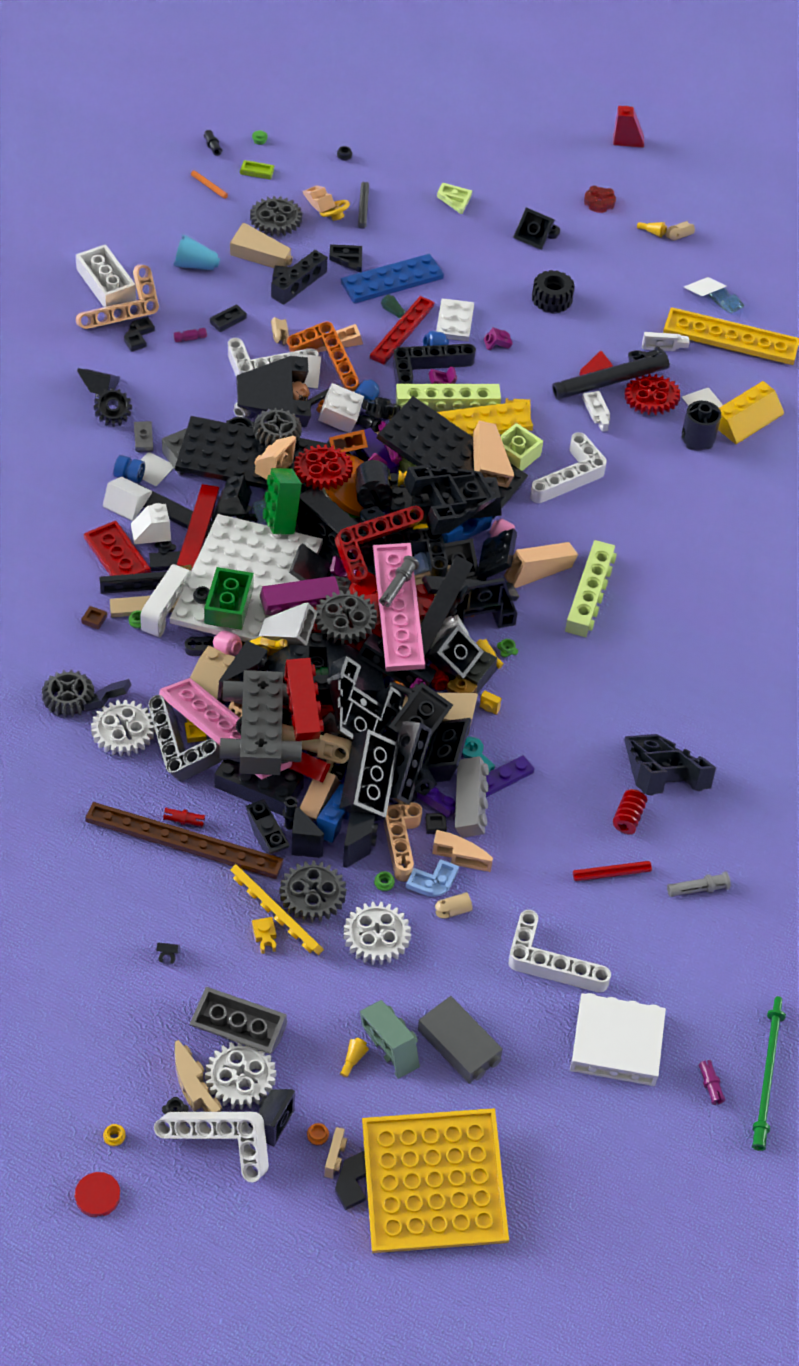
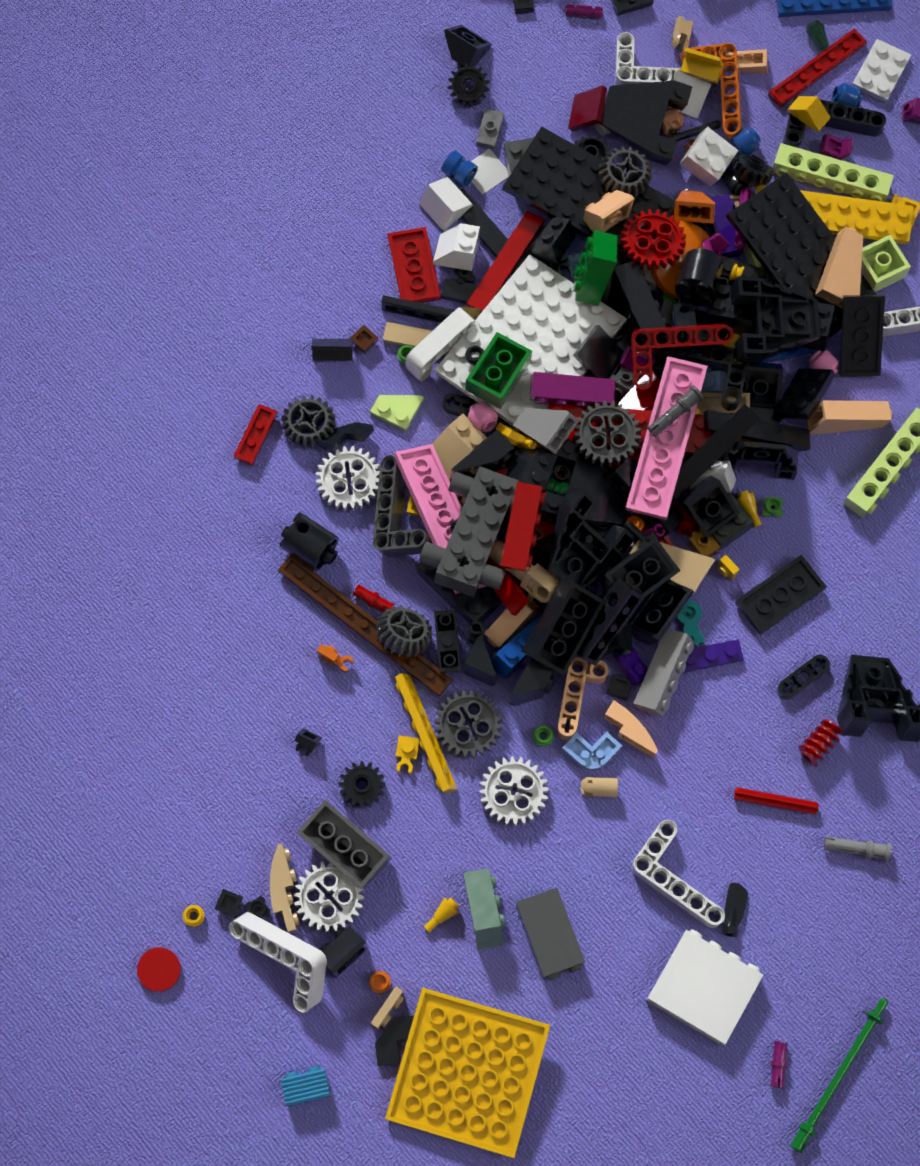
camera: 25 degrees right, 20 degrees up
(22, 717) = (255, 434): none -> red plate
(68, 632) = (332, 349): none -> black panel
(107, 784) = (309, 542): none -> black cylinder
(145, 664) = (397, 409): none -> yellowish green wing
(145, 1112) = (229, 903): none -> black plate
(164, 874) = (330, 655): none -> orange plate
(223, 399) = (587, 108): none -> dark red tile
(224, 830) = (404, 631): none -> dark grey gear
(232, 961) = (357, 774): none -> black gear
(284, 1248) = (305, 1087): none -> dark azure brick
(308, 341) = (702, 65): none -> yellow panel
(412, 355) = (810, 111): none -> yellow slope
(526, 498) = (861, 335): none -> black plate
(543, 711) = (780, 594): none -> black plate
(591, 776) = (818, 672): none -> black beam
(614, 962) = (734, 909): none -> black piece

